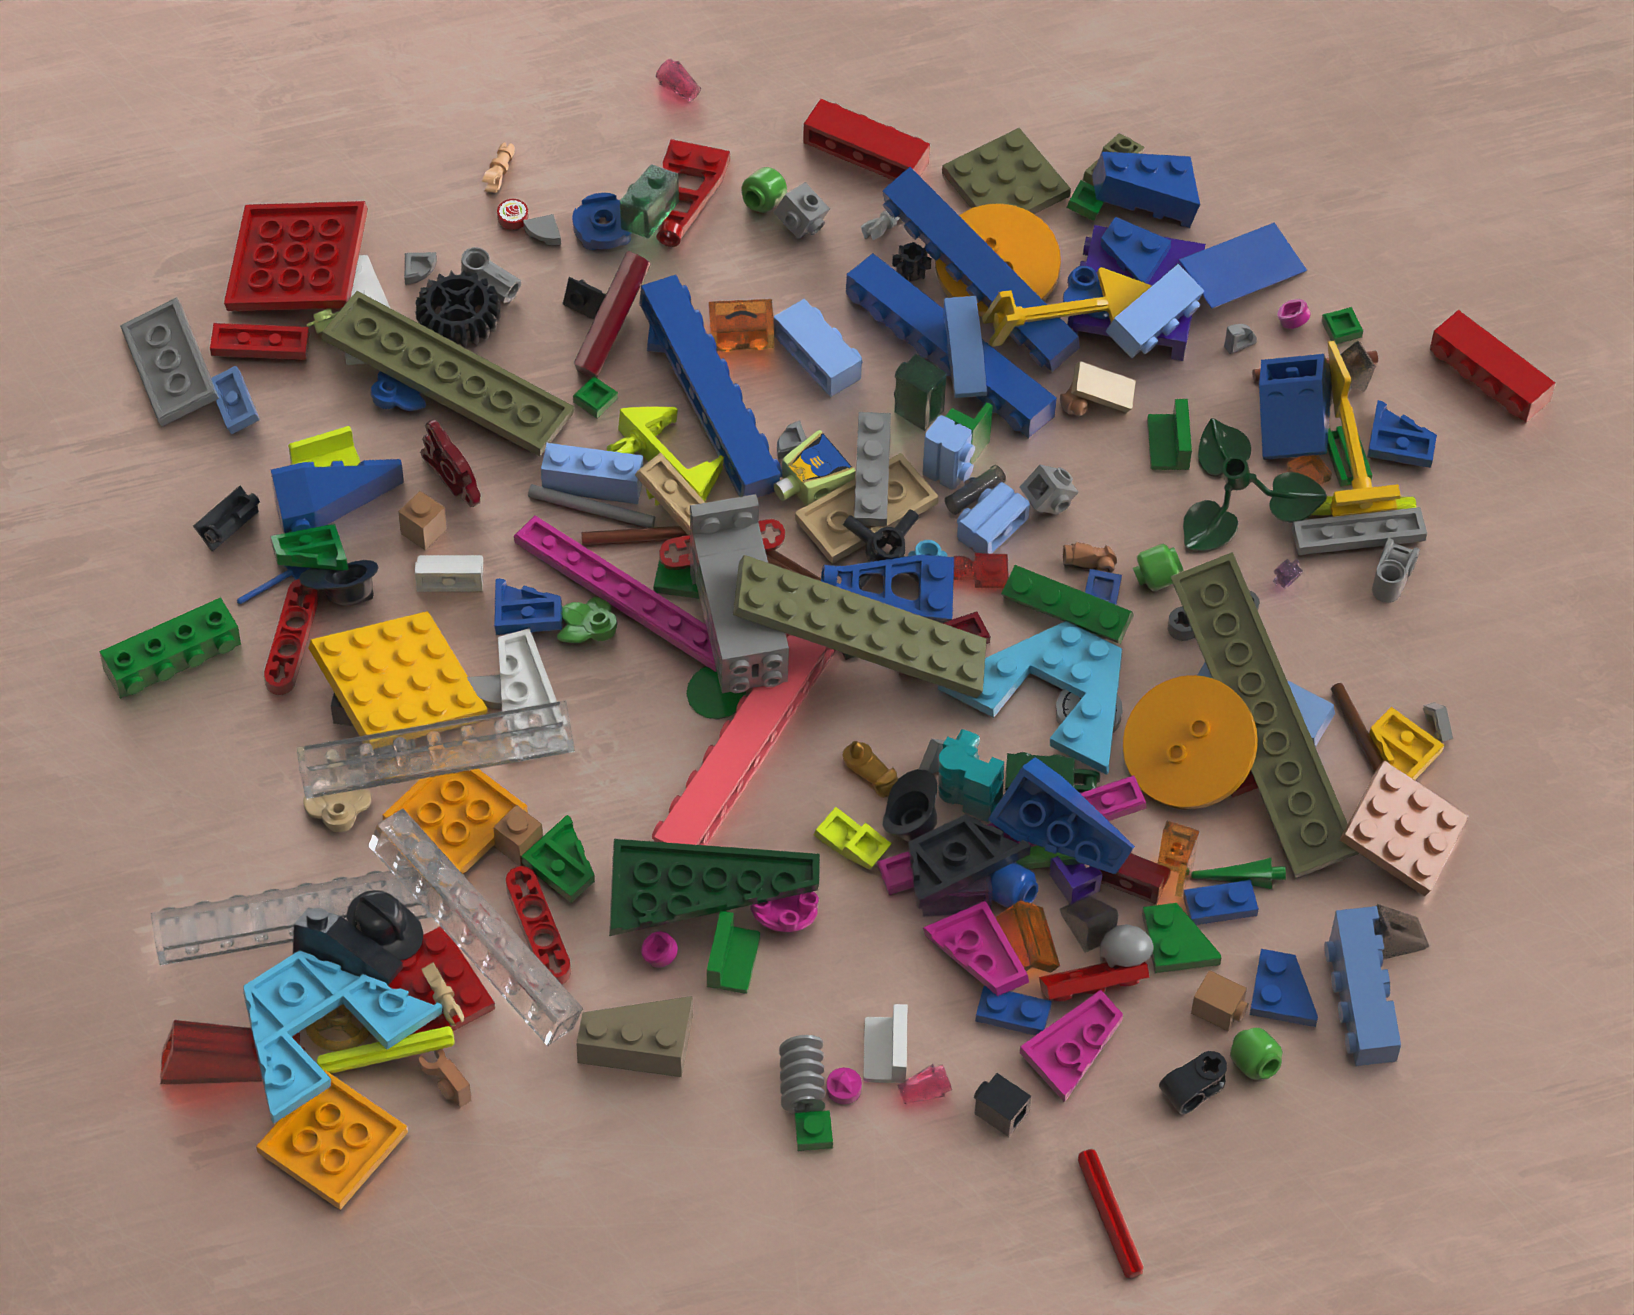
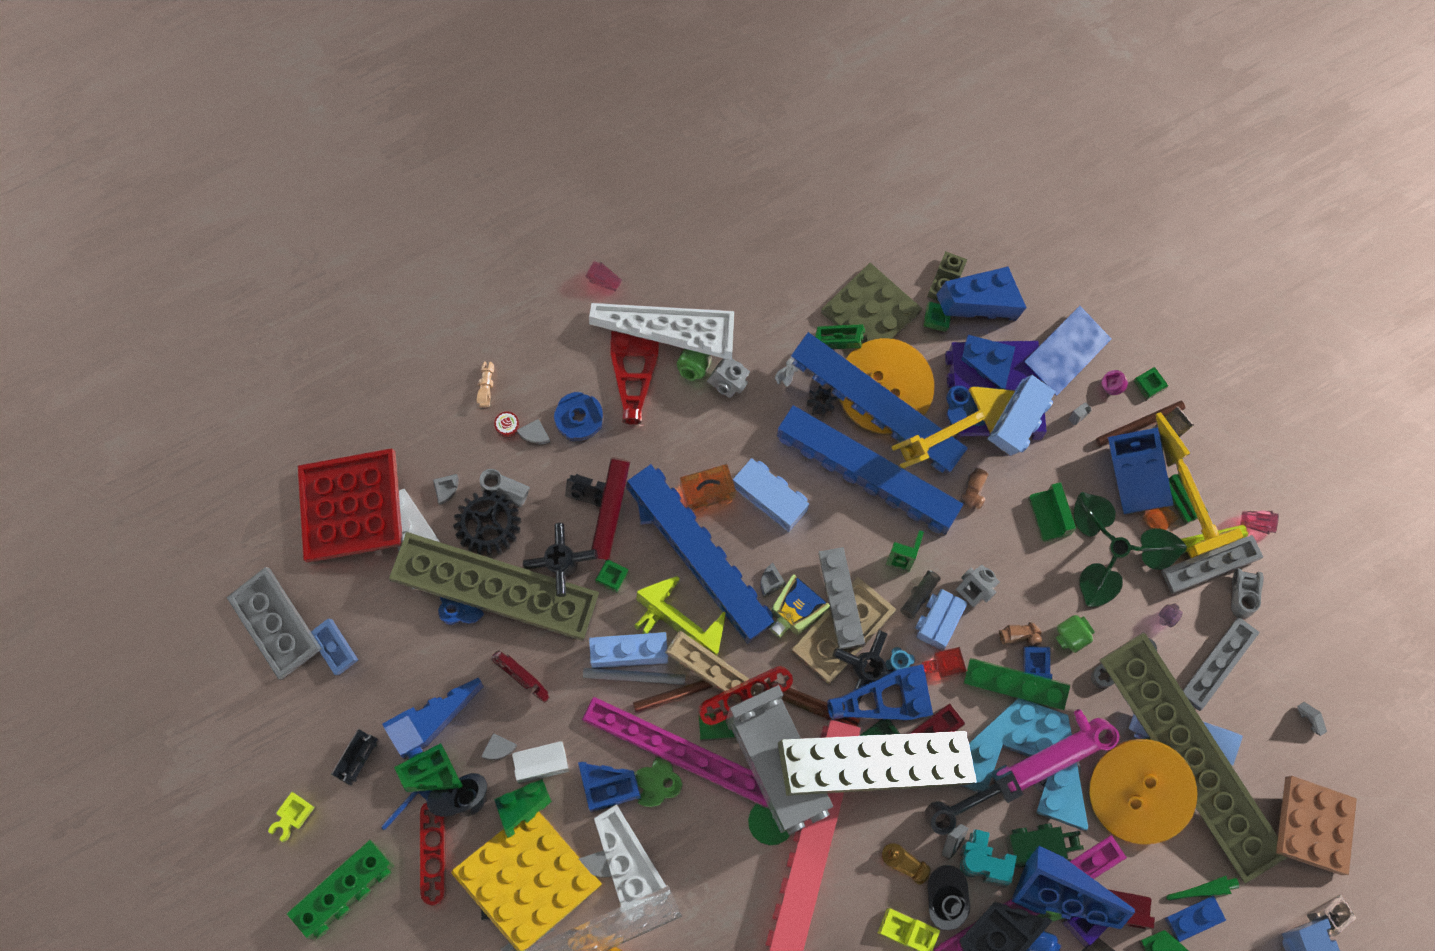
camera: 15 degrees left, 15 degrees up
(134, 559) = (292, 813): none -> neon yellow plate
(259, 341) = (340, 587): red plate -> none
(322, 320) = (386, 557): yellowish green plate -> none
(325, 448) = (419, 685): neon yellow panel -> none
(402, 546) = (498, 748): none -> light grey tile
(419, 604) = (521, 805): none -> green wing
(422, 520) = (509, 724): medium nougat brick -> none
(537, 361) = (566, 557): none -> black bar
(649, 201) = (612, 398): clear green brick -> none
(770, 151) = (686, 328): none -> white wing
(864, 141) = (760, 302): red brick -> none
(919, 392) = (859, 522): clear green brick -> none
(948, 452) = (896, 572): light blue brick -> none
(961, 194) = (837, 340): none -> green tile
(965, 346) = (887, 479): medium blue slope -> none
(1059, 688) = (1015, 779): none -> dark pink piece
(1103, 387) = (994, 483): tan tile -> none
(1178, 852) = (1168, 894): clear orange panel -> none
(1336, 637) = (1220, 663): none -> light grey plate
(1357, 725) = (1257, 740): reddish brown bar -> none
(1400, 439) = (1219, 475): blue wing -> none
(1404, 743) = (1294, 748): yellow wing -> none
(1437, 497) = (1260, 521): none -> clear pink cone
(1492, 366) = (1271, 397): red brick -> none

